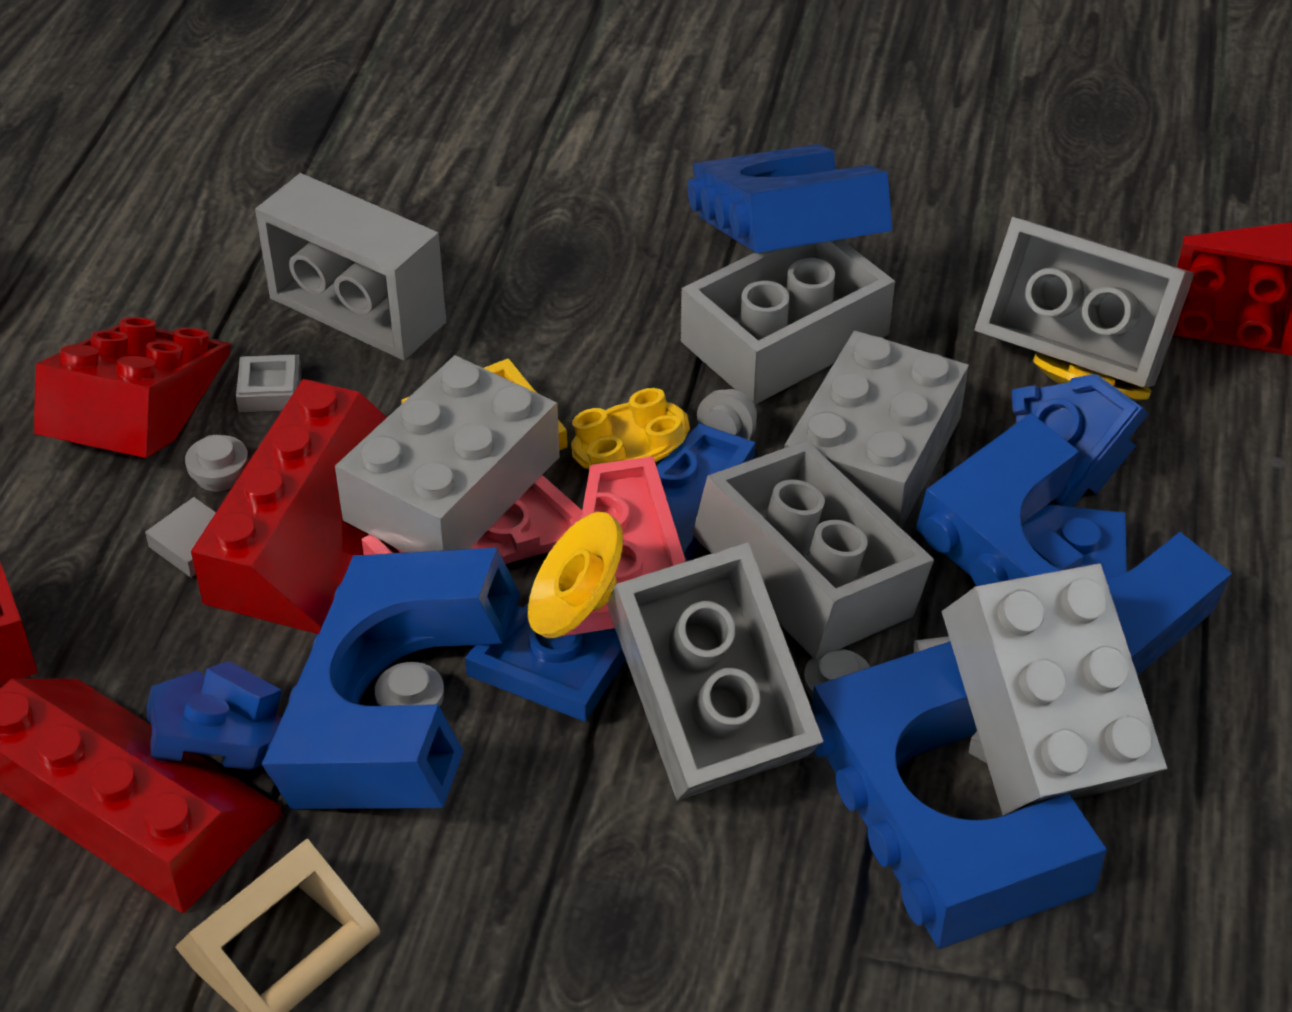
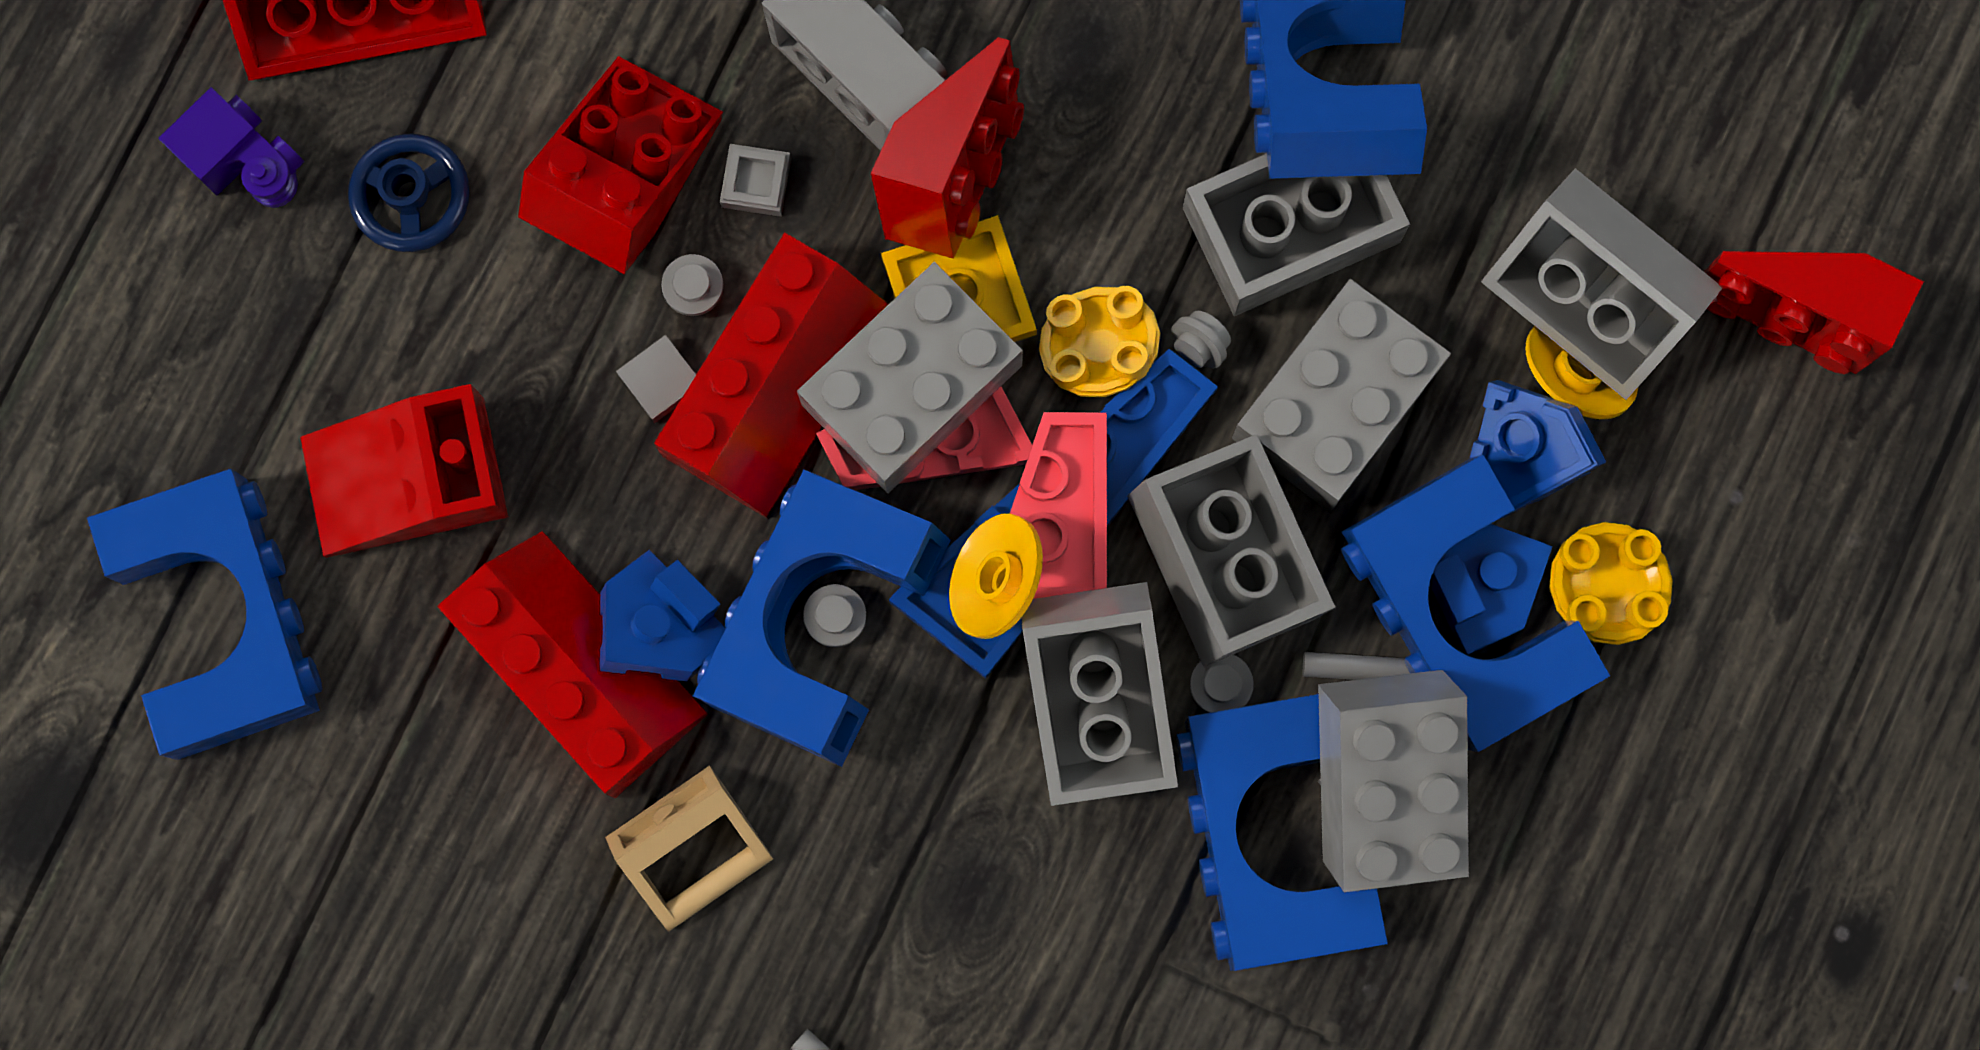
camera: 15 degrees right, 35 degrees up
(448, 296) = (948, 153): none -> red slope
(1203, 517) = (1612, 582): none -> yellow dish

